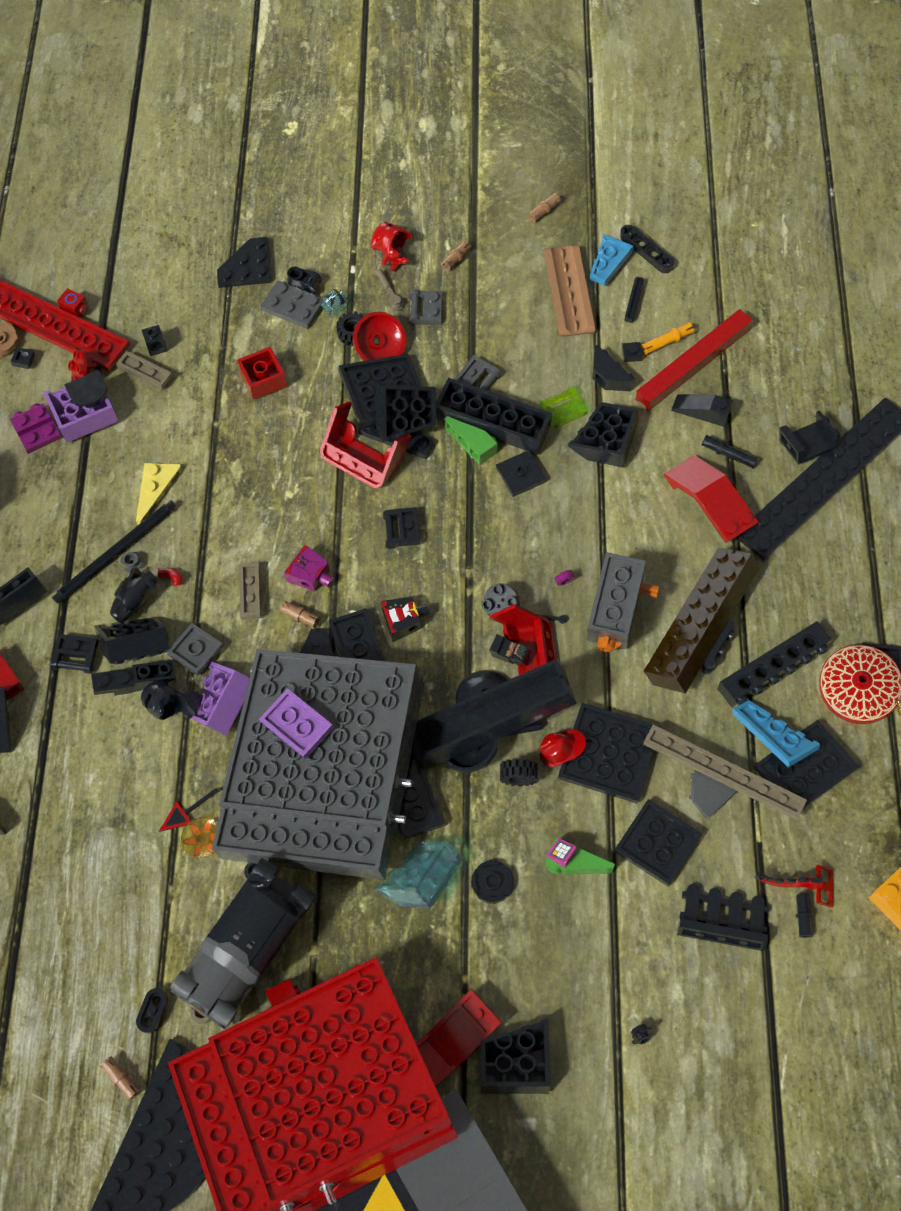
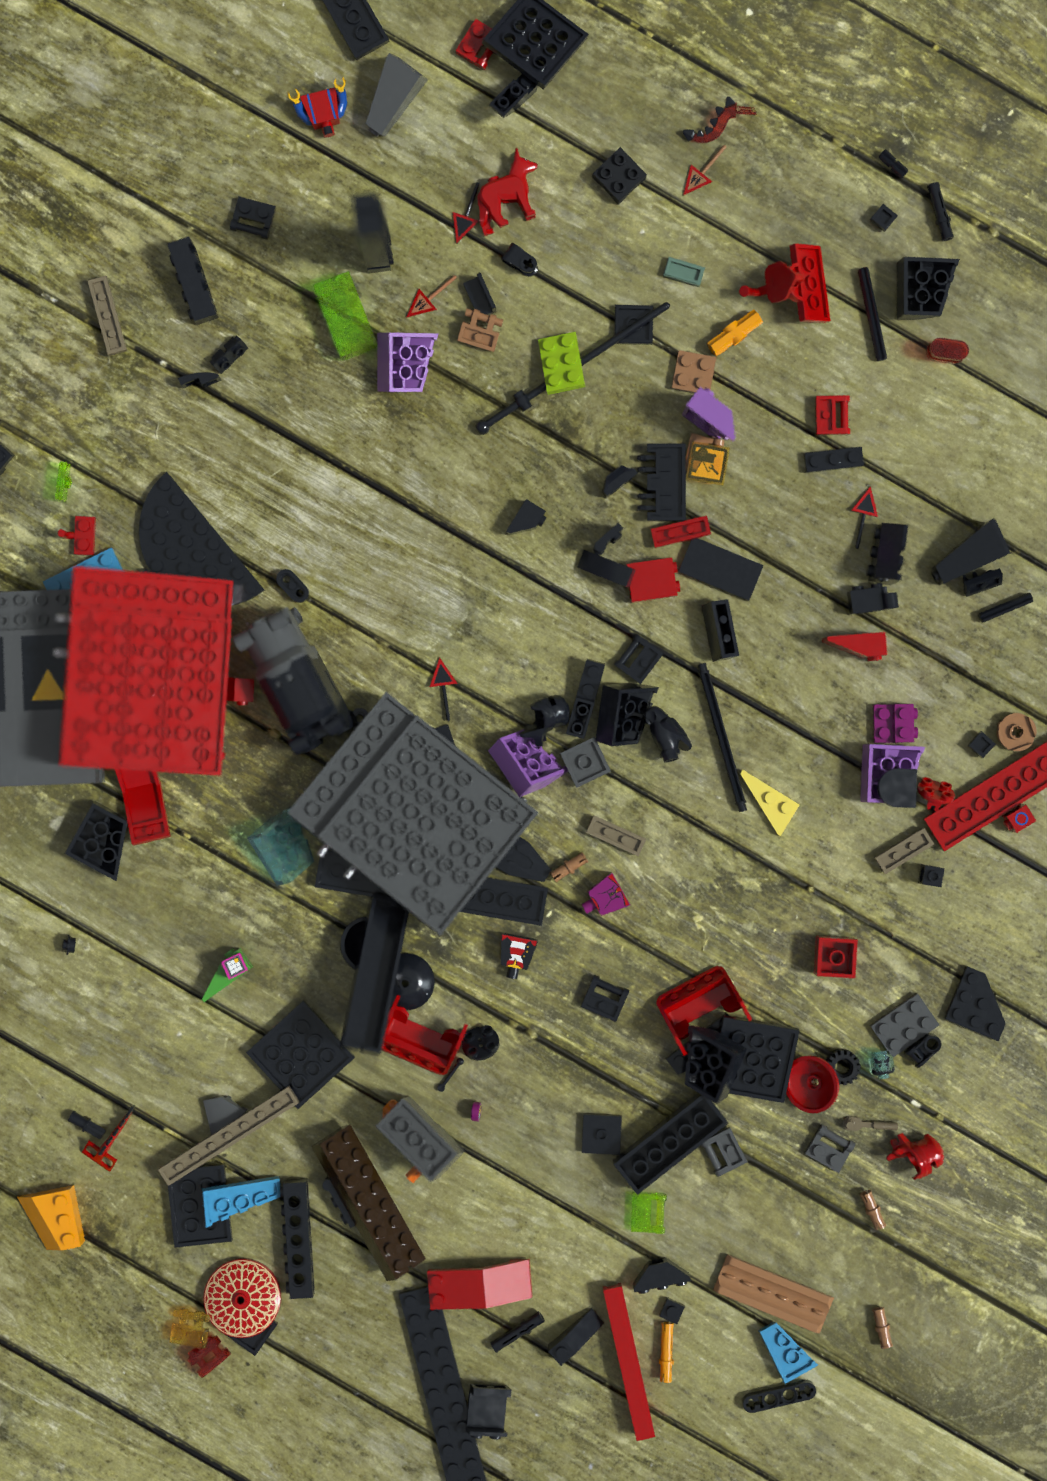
camera: 120 degrees right, 25 degrees up
(120, 1078) = (254, 539): medium nougat pin -> none
(127, 558) = (708, 747): dark grey plate -> none
(171, 573) = (669, 778): red arm -> none
(194, 832) = (408, 679): clear yellow dish -> none
(296, 723) = (446, 811): medium lavender plate -> none
(474, 440) = (654, 1111): bright green slope -> none
(492, 882) = (249, 899): black tile -> none
(509, 651) = (432, 1025): black leg -> none
(518, 772) = (321, 970): black tyre -> none
(561, 747) = (325, 1018): red piece -> none
(607, 435) = (593, 1232): black wedge -> none
(634, 299) = (728, 1348): black axle -> none
(658, 842) = (205, 1048): black plate -> none
(719, 930) = (110, 1066): black fence -> none

